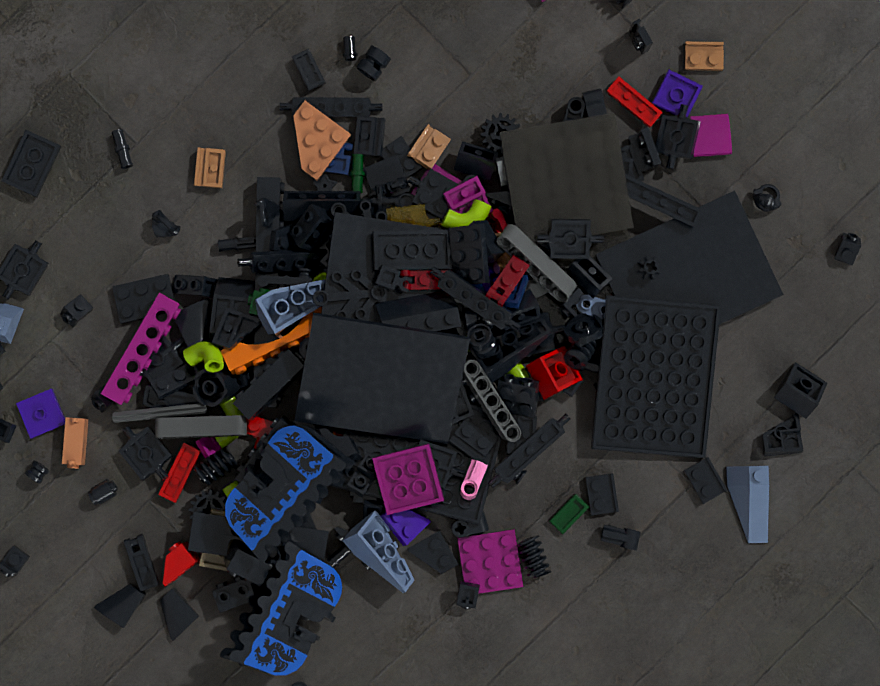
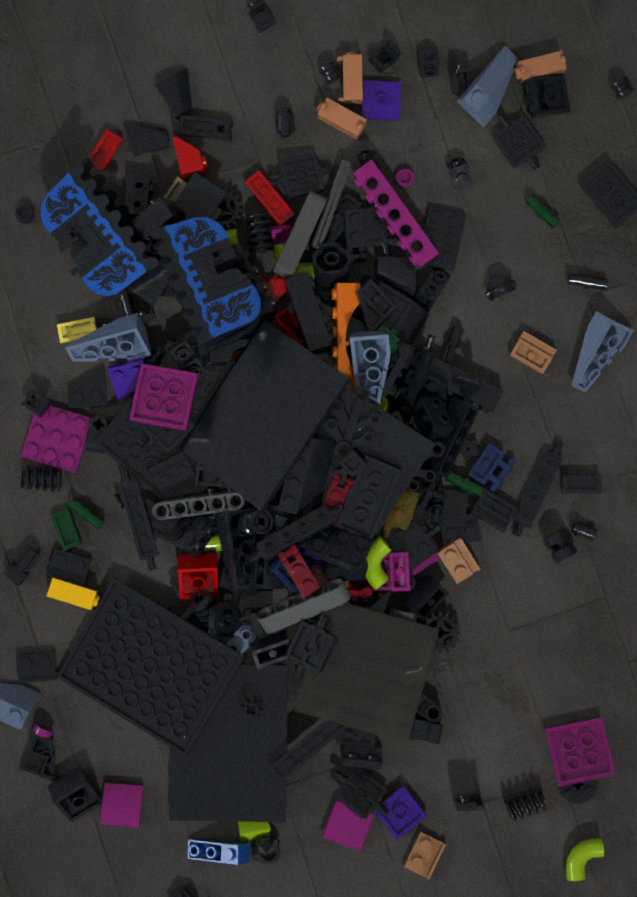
camera: 110 degrees right, 0 degrees up
(33, 449) = (351, 78): none -> nougat brick
(76, 218) = (542, 211): none -> dark green pin
(103, 358) = (404, 178): none -> magenta tile
(173, 111) = (601, 341): none -> sand blue wedge
(204, 352) = (364, 270): lime cylinder -> none
(204, 645) = (105, 149): none -> red plate
(288, 398) = (288, 324): none -> red brick
(317, 139) = (512, 461): nougat plate -> none
(383, 591) = (76, 329): none -> light yellow plate
(473, 478) = (137, 457): bright pink piece -> none
(546, 502) = (86, 513): none -> dark green pin
(624, 478) = (73, 594): none -> yellow brick
(634, 102) = (412, 769): red plate -> none
(756, 217) = (252, 830): none -> lime brick
(758, 446) = (43, 730): none -> magenta tile
(789, 238) = (219, 851): none -> blue slope
(790, 344) = (121, 805): none -> magenta slope

